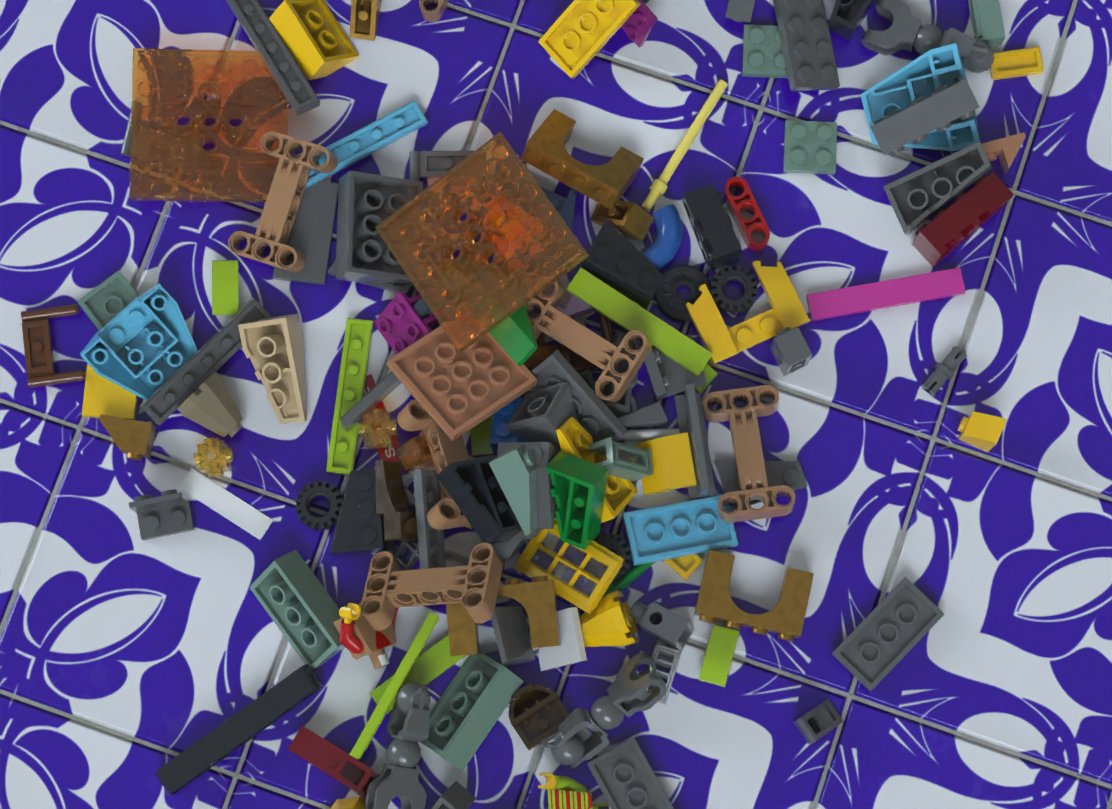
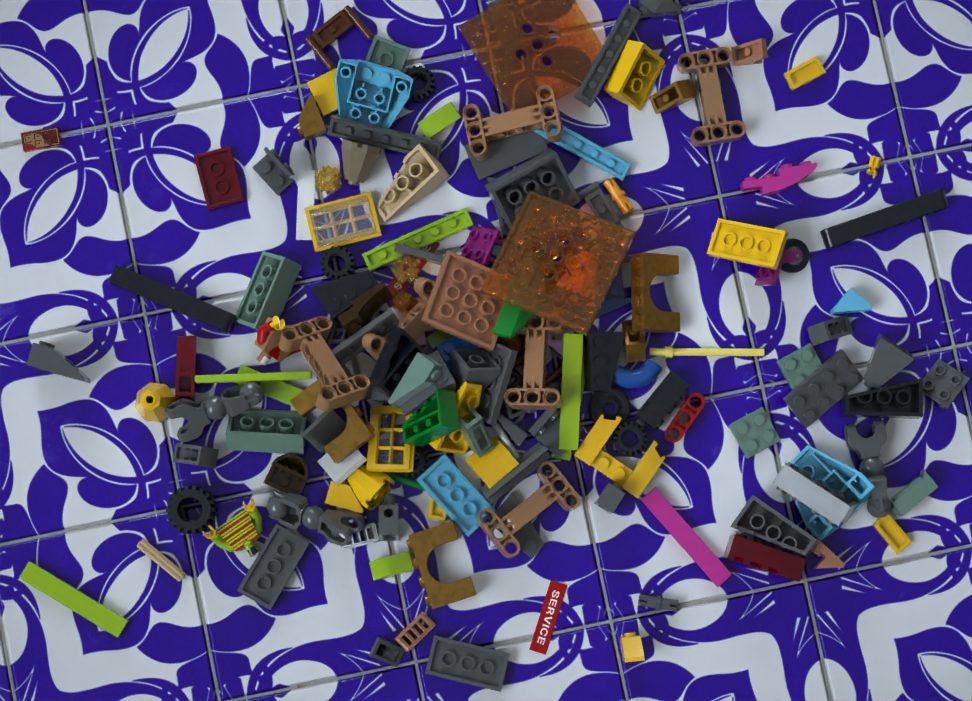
camera: 55 degrees right, 5 degrees up
(129, 587) = (219, 178): none -> dark red tile
(172, 271) = (429, 86): none -> black tyre
(274, 471) = (343, 222): none -> clear piece
(442, 137) = (618, 196): none -> light orange pin
(603, 664) = (343, 497): none -> yellow slope
(814, 697) = (403, 643): none -> nougat slope
(887, 508) = (548, 617): none -> red sticker

